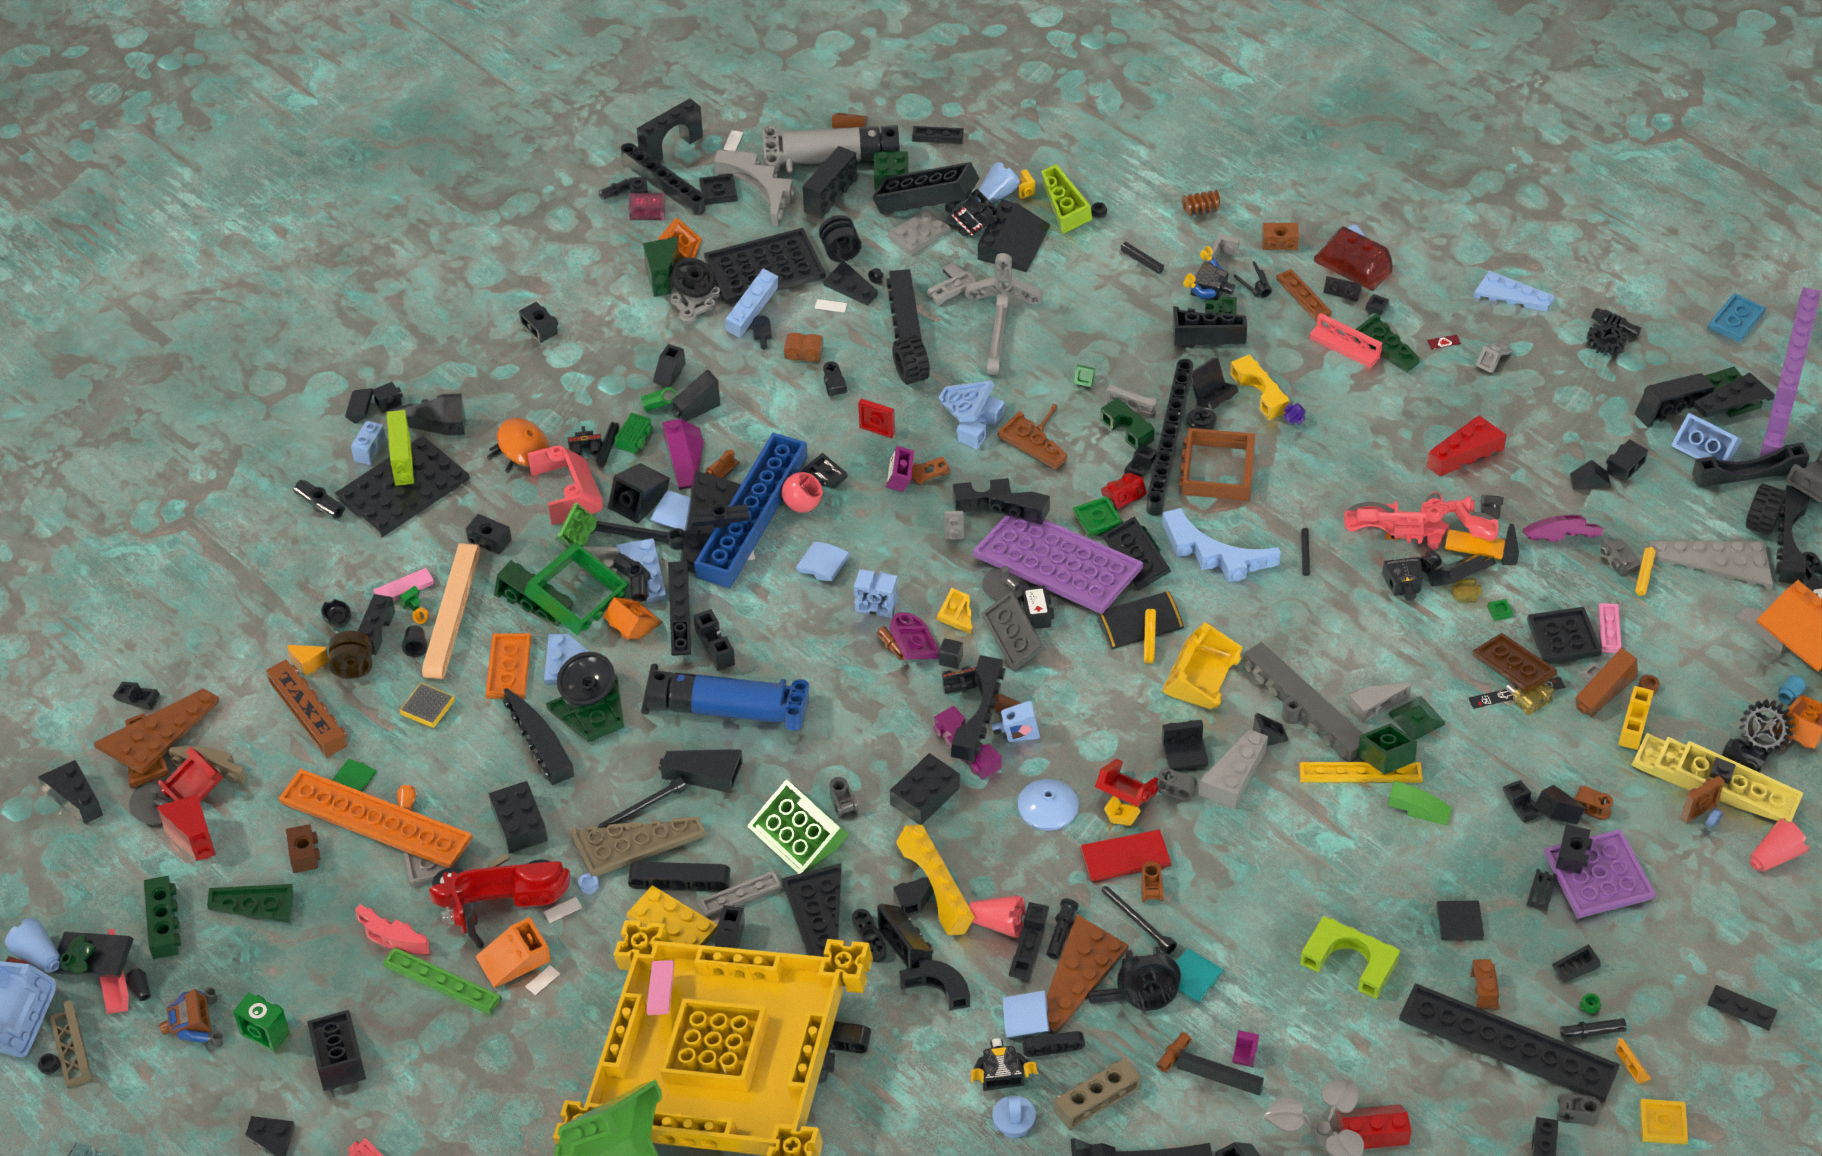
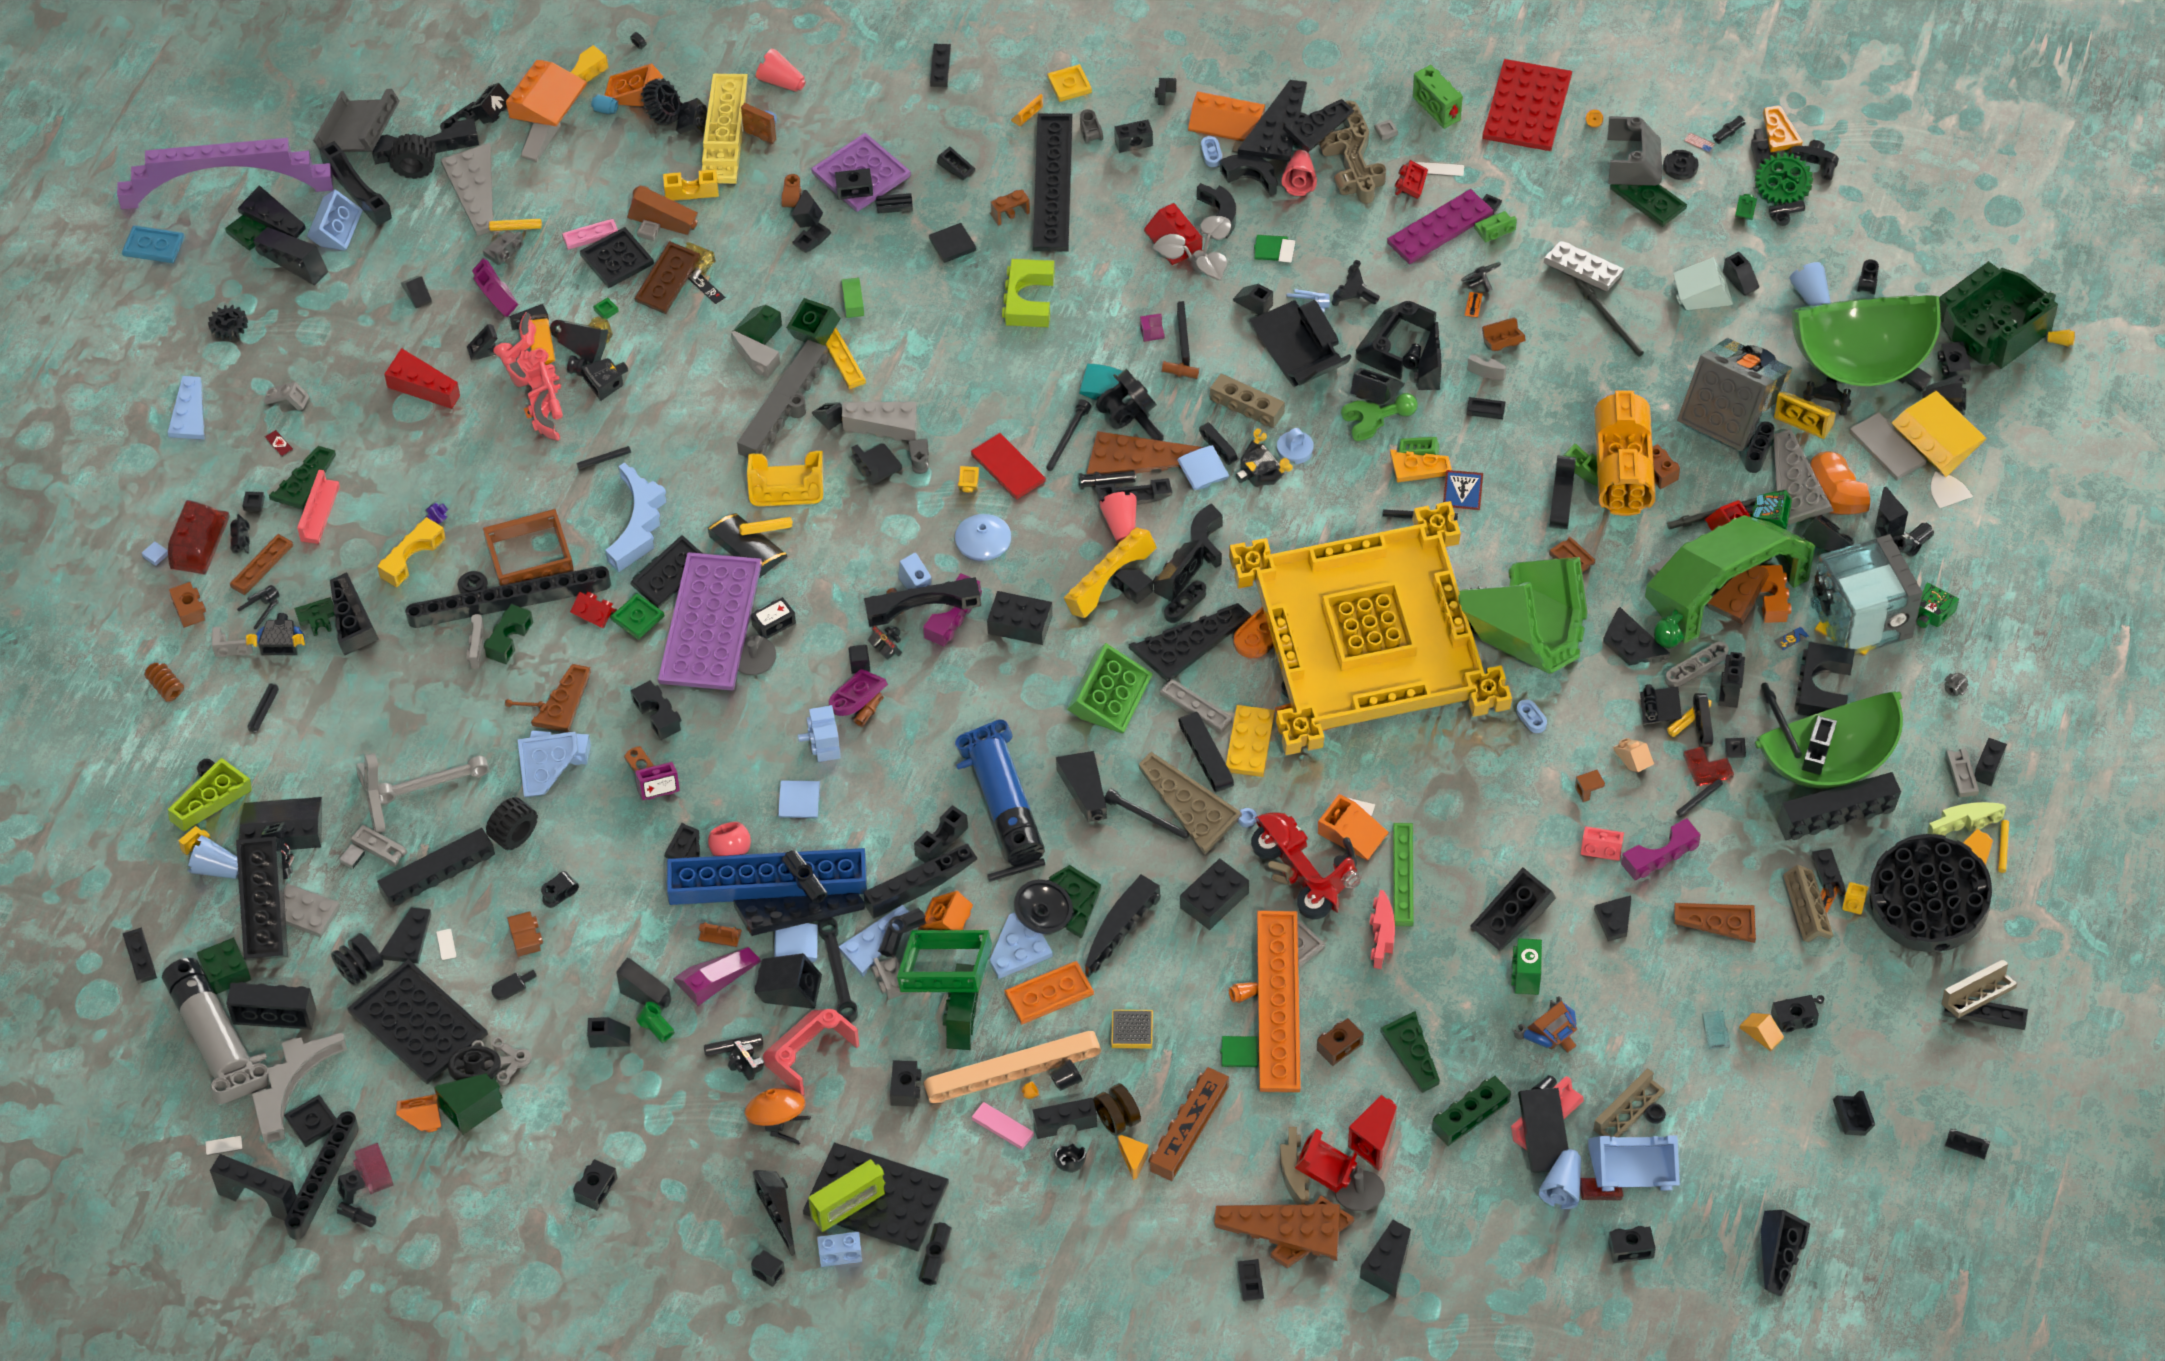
camera: 115 degrees left, 5 degrees up
(75, 957) = (1553, 1132): dark green plate -> none
(359, 404) = (789, 1287): black slope -> none
(410, 598) = (1017, 1107): green tile -> none
(576, 527) = (873, 995): bright green slope -> none
(633, 433) = (712, 1024): green brick -> none
(660, 987) = (1342, 680): bright pink tile -> none
(730, 927) = (1247, 687): black slope -> none
(751, 303) = (487, 997): light blue brick -> none
(842, 799) = (1060, 673): dark grey piece -> none
(844, 120) = (148, 1046): dark orange slope -> none
(876, 271) = (388, 918): black hinge -> none
(876, 418) = (601, 823): red plate -> none
(954, 524) = (706, 718): light grey bracket -> none
(956, 611) = (805, 677): yellow wing -> none
(1013, 631) = (811, 622): dark grey tile -> none
(1023, 505) = (660, 656): black slope -> none
(1084, 375) = (457, 690): tile -> none
(1123, 786) = (943, 480): red panel -> none
(1141, 461) = (548, 611): black slope -> none
(1151, 884) = (1029, 435): dark orange piece -> none
(1210, 385) = (433, 581): black bracket -> none
(1584, 1030) = (1022, 149): black pin -> none
(1593, 999) = (988, 146): green plate -> none
(1607, 316) = (200, 323): black hinge -> none
(1626, 460) = (385, 268): black brick -> none
(1723, 769) = (724, 116): black plate -> none

